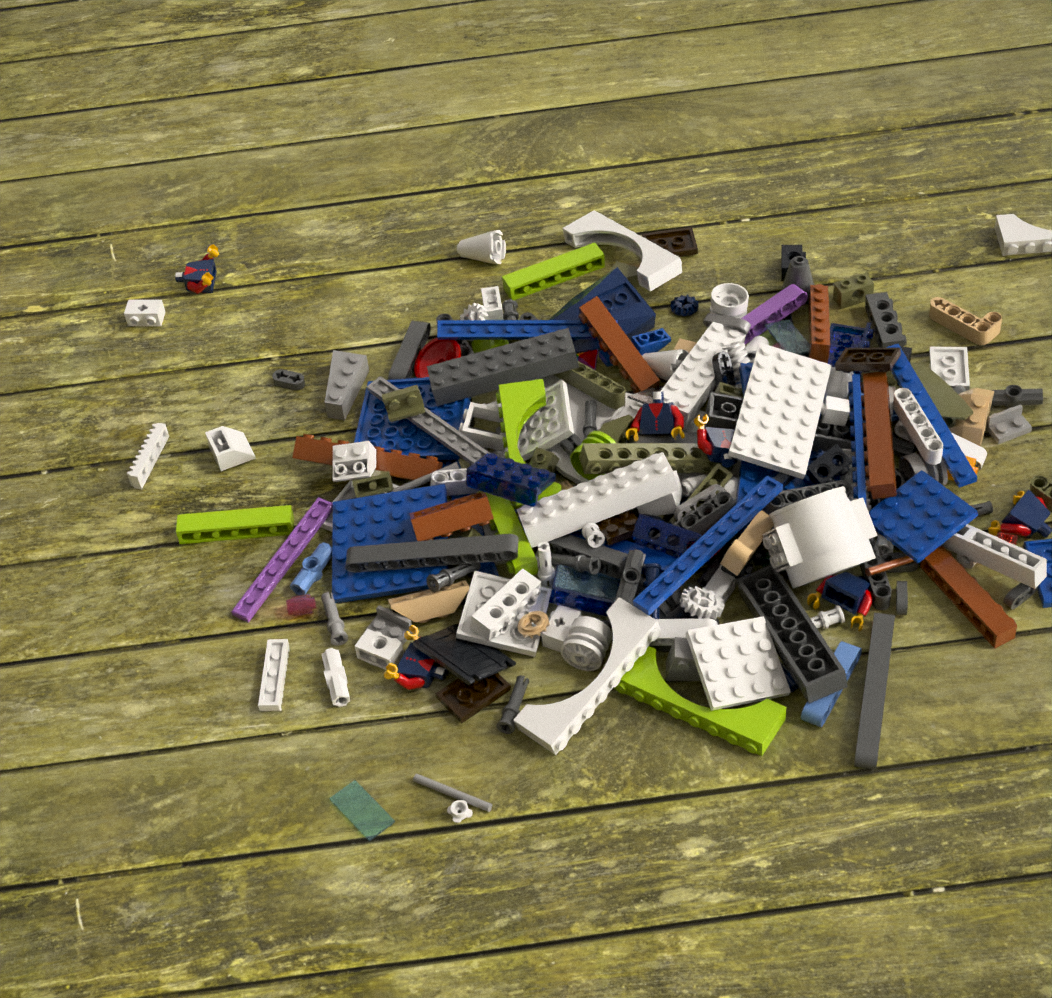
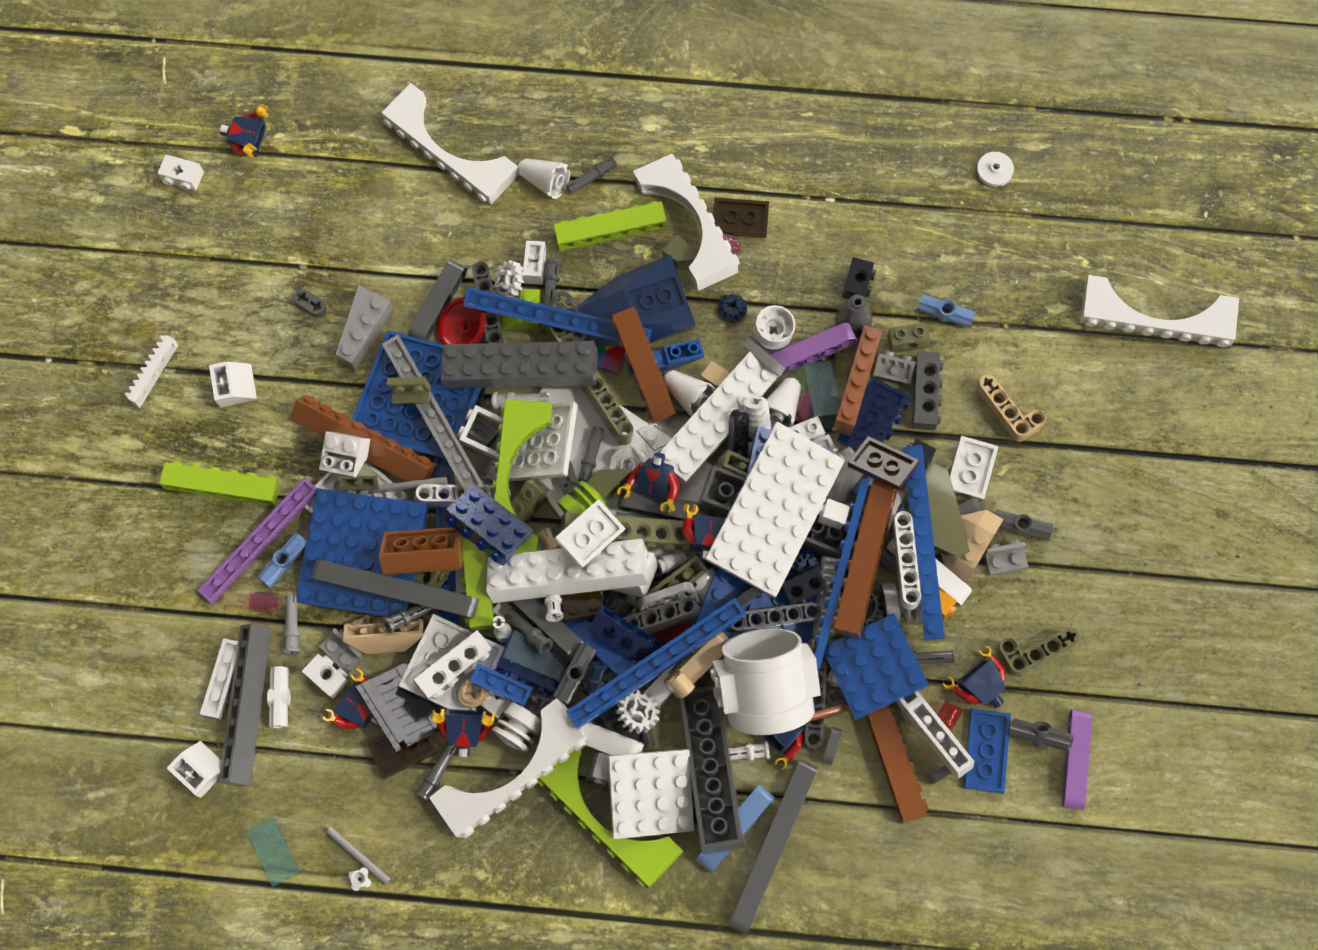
camera: 10 degrees right, 25 degrees up
(265, 753) = (197, 768): none -> white slope
(303, 689) = (245, 705): none -> dark grey brick
(426, 262) = (485, 178): none -> white arch
(529, 239) = (596, 172): none -> dark grey pin
(532, 656) = (463, 728): none -> dark blue torso
(557, 606) = (500, 685): none -> blue plate
(612, 454) = (589, 533): none -> white plate
(849, 313) = (895, 367): none -> light grey bracket
(879, 267) = (957, 314): none -> medium blue piece
(883, 171) = (993, 177): none -> white plate

